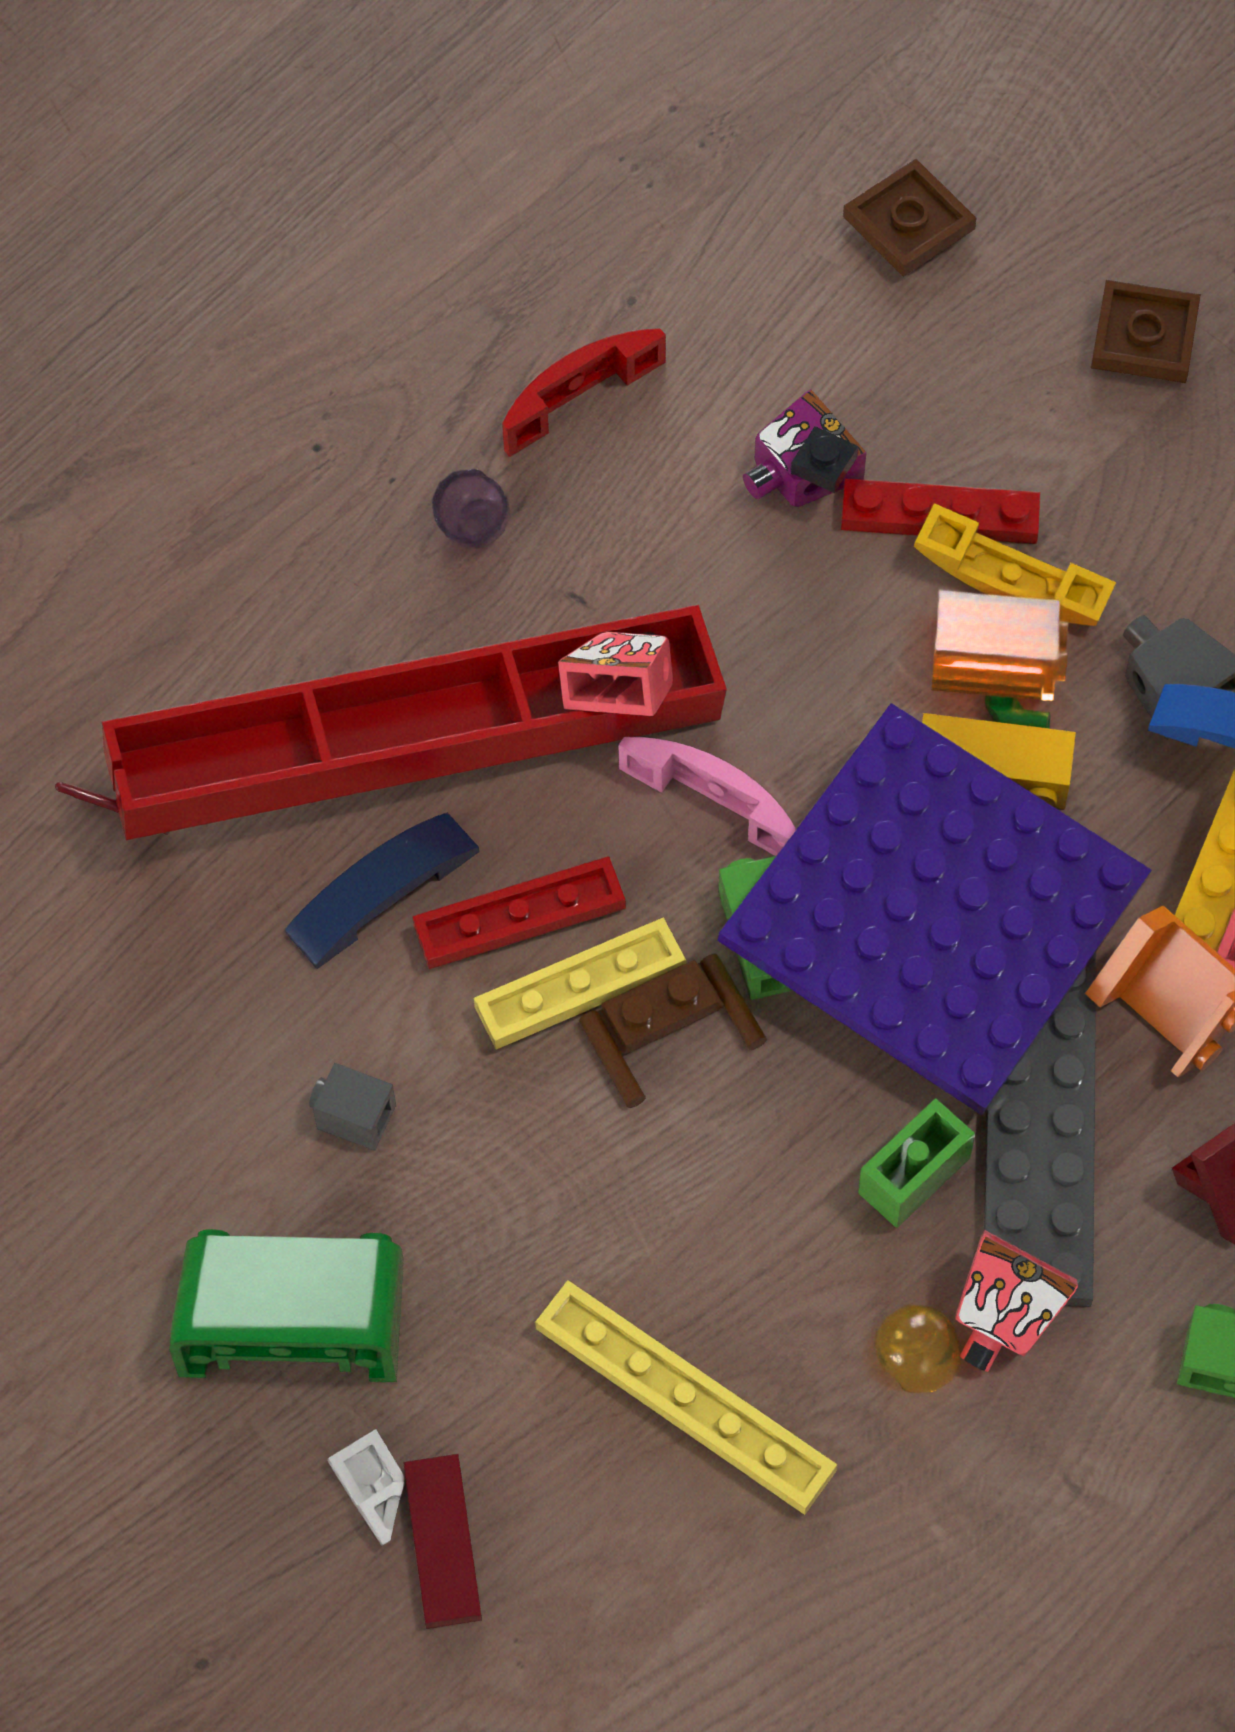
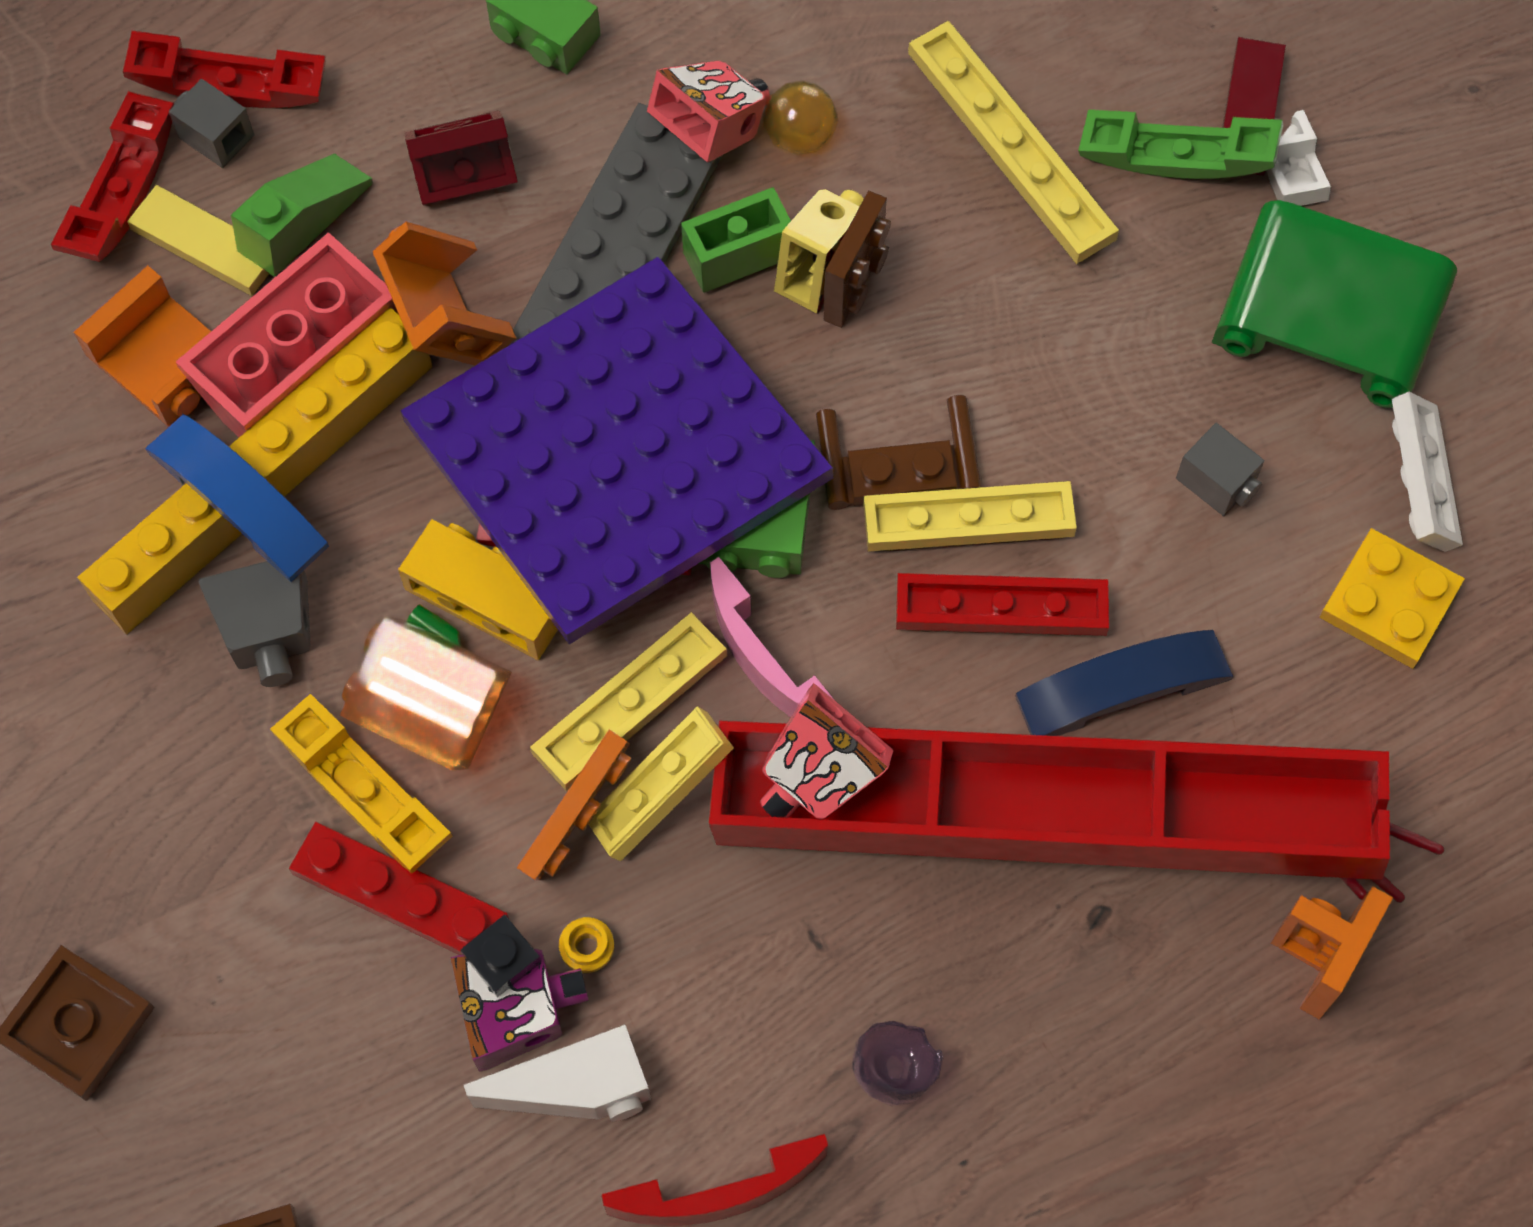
camera: 160 degrees left, 5 degrees up
(130, 687) = (1329, 943): none -> orange bracket
(150, 1175) = (1426, 472): none -> white plate
(155, 1051) = (1392, 598): none -> yellow plate
(503, 1449) = (1179, 150): none -> bright green slope
(728, 415) = (579, 1081): none -> white slope
(758, 639) = (659, 783): none -> light yellow tile
(765, 511) = (582, 929): none -> yellow plate
(784, 1173) = (856, 257): none -> reddish brown plate
(820, 716) = (630, 698): none -> light yellow plate
(821, 601) = (576, 807): none -> orange plate
(832, 1174) = (813, 231): none -> light yellow torso

